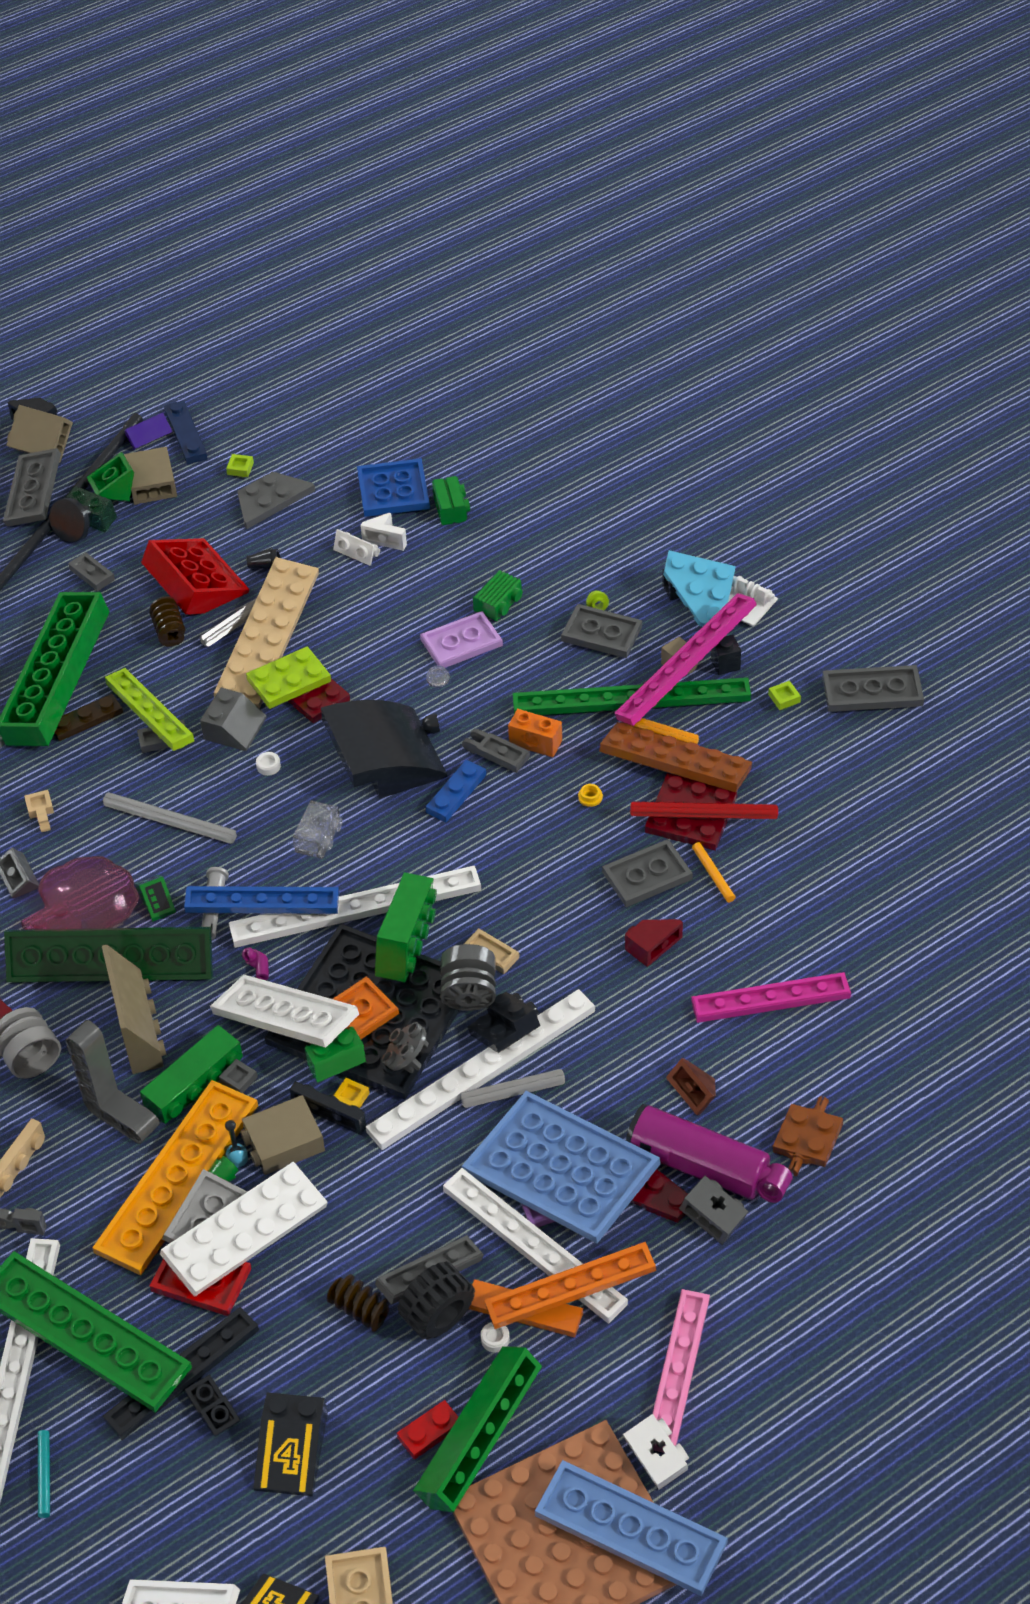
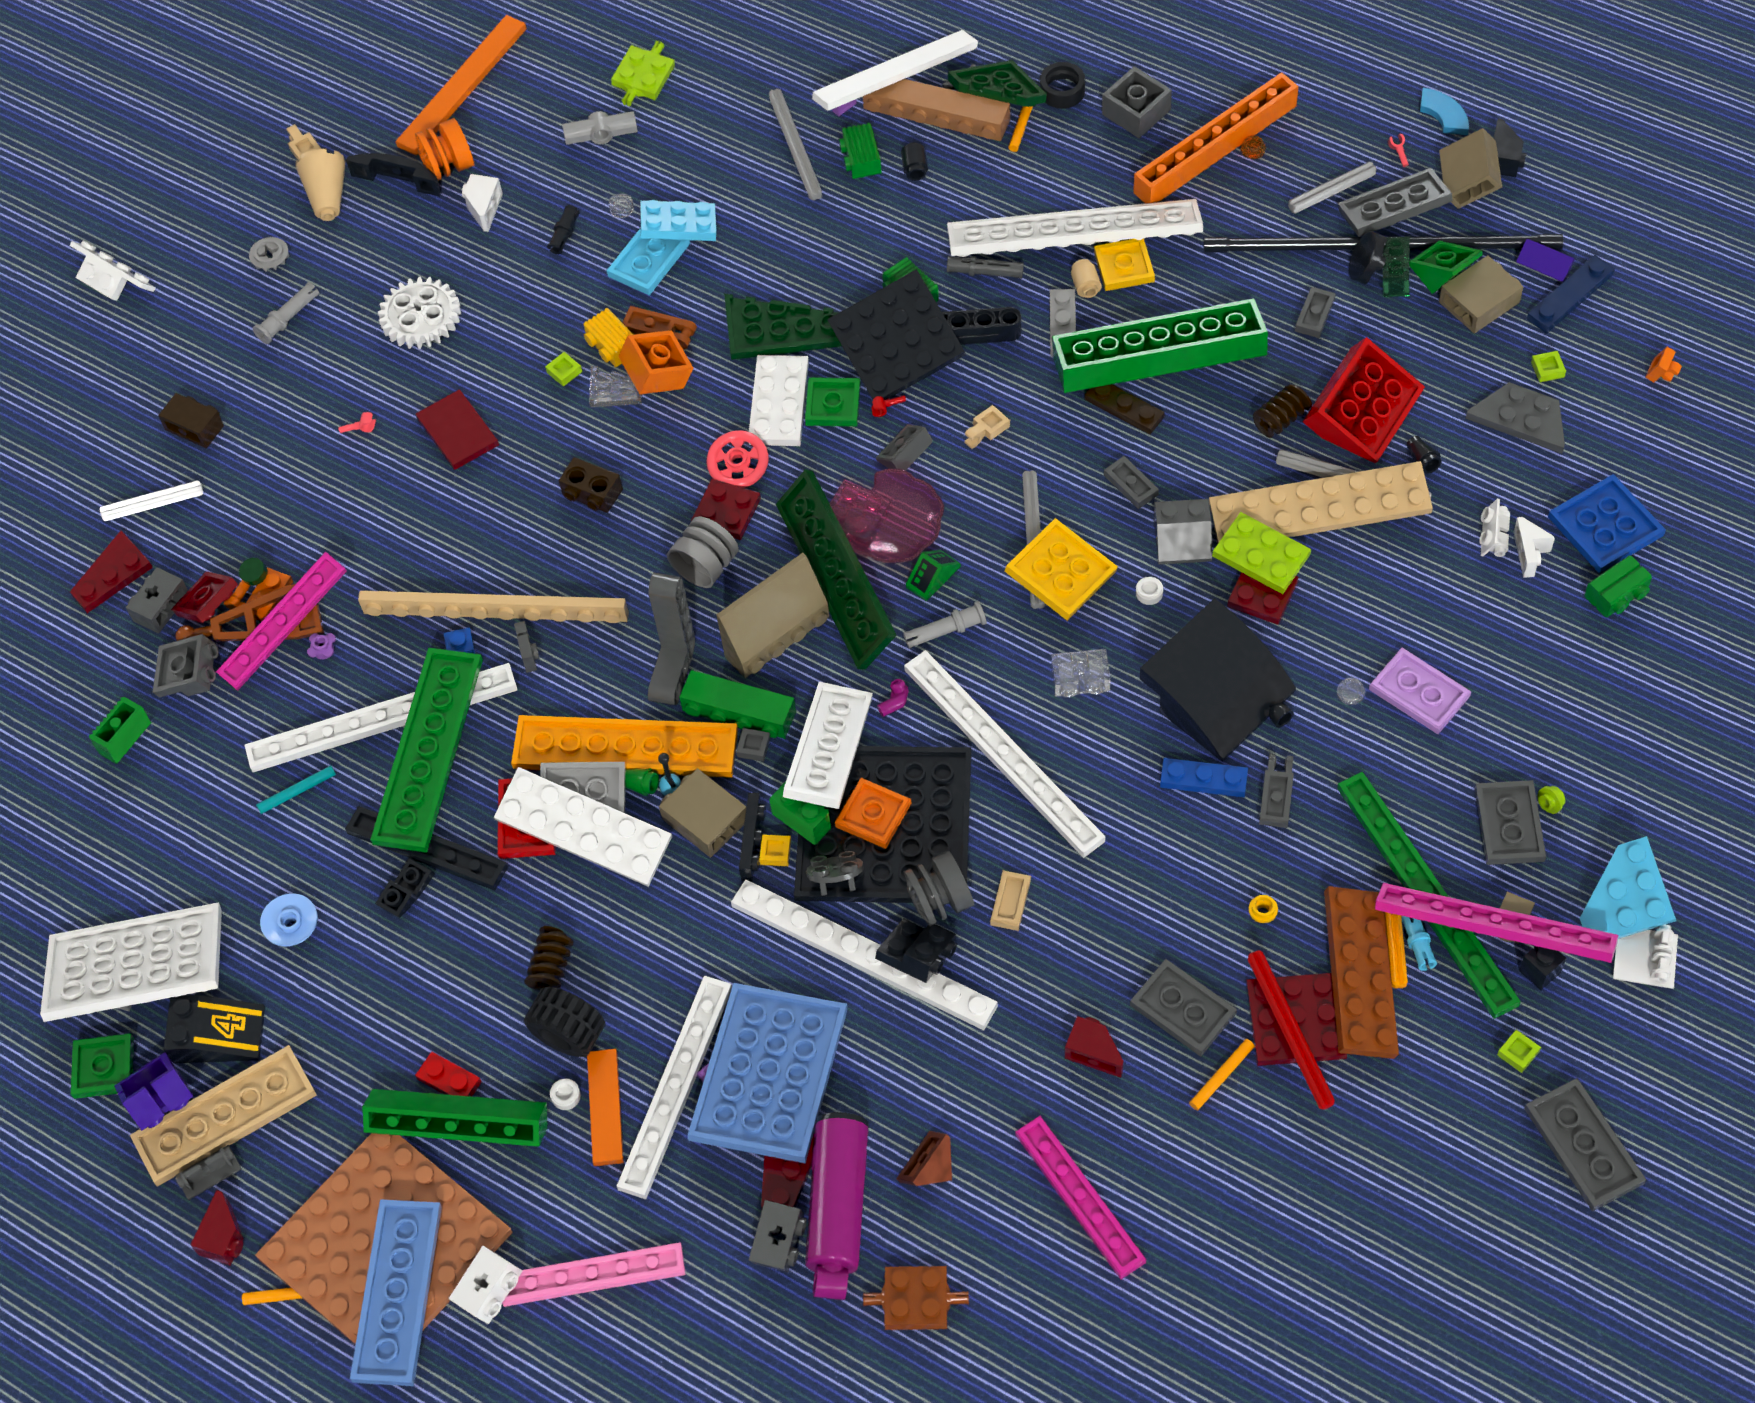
camera: 70 degrees right, 10 degrees up
(149, 709) = (1151, 452): lime plate -> none
(186, 1505) = (286, 910): none -> light blue dish
(215, 805) = (1061, 569): none -> yellow plate
(261, 900) = (958, 665): blue plate -> none
(285, 408) = (1663, 366): none -> orange tile
(290, 1444) = (388, 968): black slope -> none
(405, 927) = (976, 803): green brick -> none
(460, 1253) = (613, 1007): dark grey tile -> none
(498, 595) = (1500, 696): green brick -> none
(512, 1088) = (850, 992): light grey axle -> none
(535, 732) = (1317, 817): orange brick -> none
(570, 1285) = (632, 1136): orange plate -> none
(669, 716) = (1419, 942): none -> medium azure pin

